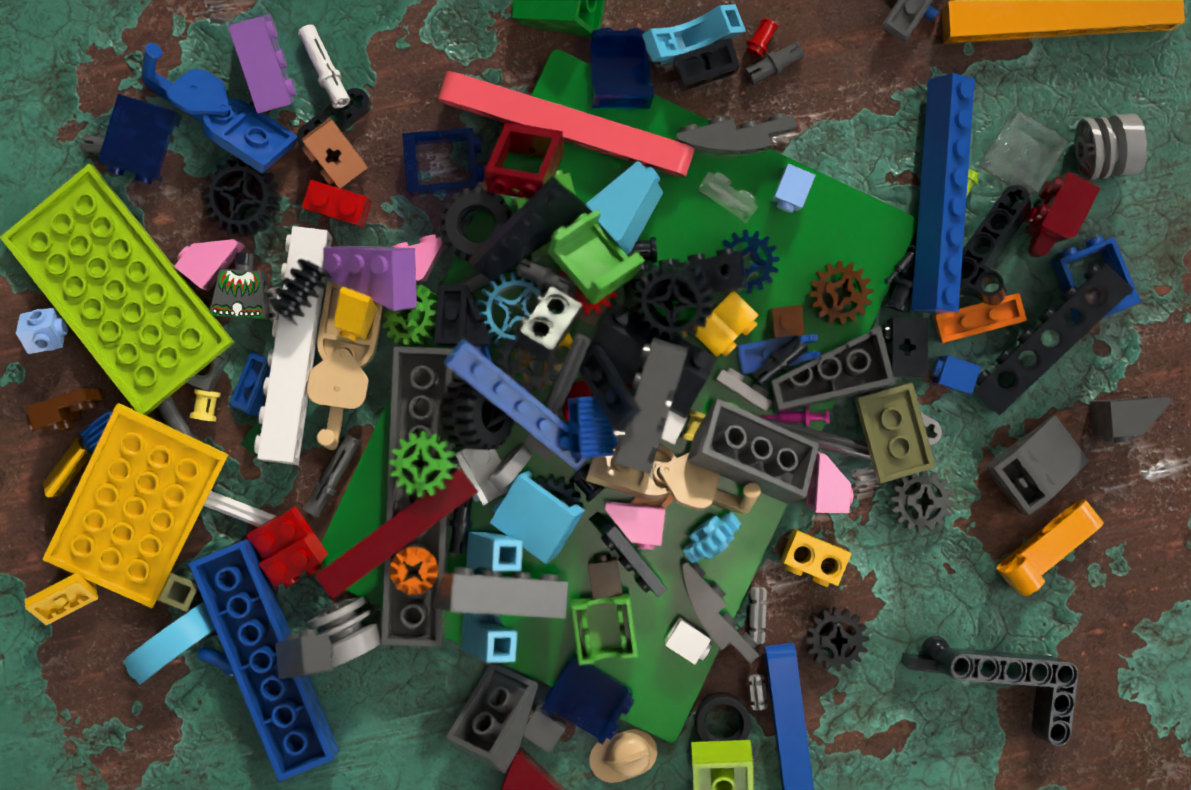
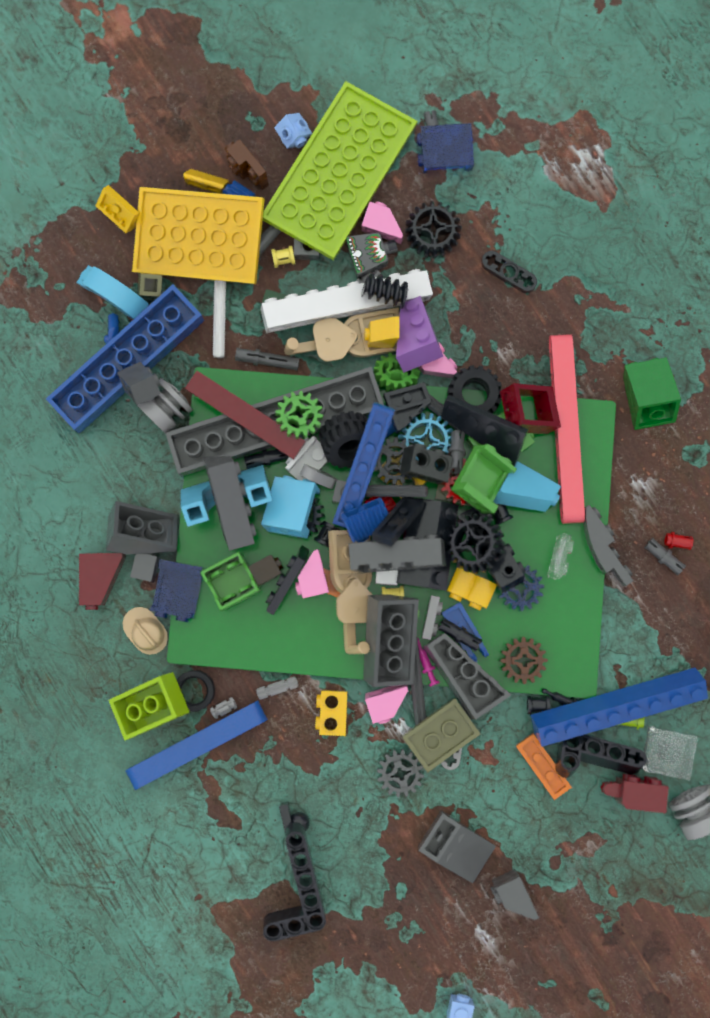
camera: 70 degrees right, 5 degrees down
(224, 120) = (480, 200): blue plate -> none
(249, 390) = (302, 282): blue slope -> none
(263, 62) = (529, 210): medium lavender wedge -> none
(287, 548) = (206, 346): red plate -> none
(328, 76) = (537, 257): white pin -> none
(329, 136) = (496, 272): nougat brick -> none
(337, 204) = (452, 294): red brick -> none
(412, 162) = (501, 334): clear blue window -> none
(414, 556) = (227, 445): orange gear -> none
(620, 69) = (619, 452): clear blue panel -> none
(688, 641) = (242, 644): white brick -> none
(706, 64) = (644, 508): black brick -> none
(707, 29) = (660, 494): medium azure arch -> none
(707, 604) = (273, 647): dark grey slope -> none
(711, 537) = (320, 632): medium azure gear -> none
(786, 321) = (489, 629): reddish brown brick -> none
(792, 188) = (582, 600): light blue brick -> none
(824, 638) = (285, 758): black gear -> none
(912, 333) = (516, 721): black brick -> none
(955, 374) = (497, 763): blue brick -> none
(1048, 546) = (383, 865): light orange beam -> none
(1112, 257) = (600, 865): blue window -> none
(1113, 291) = (493, 800): black brick -> none

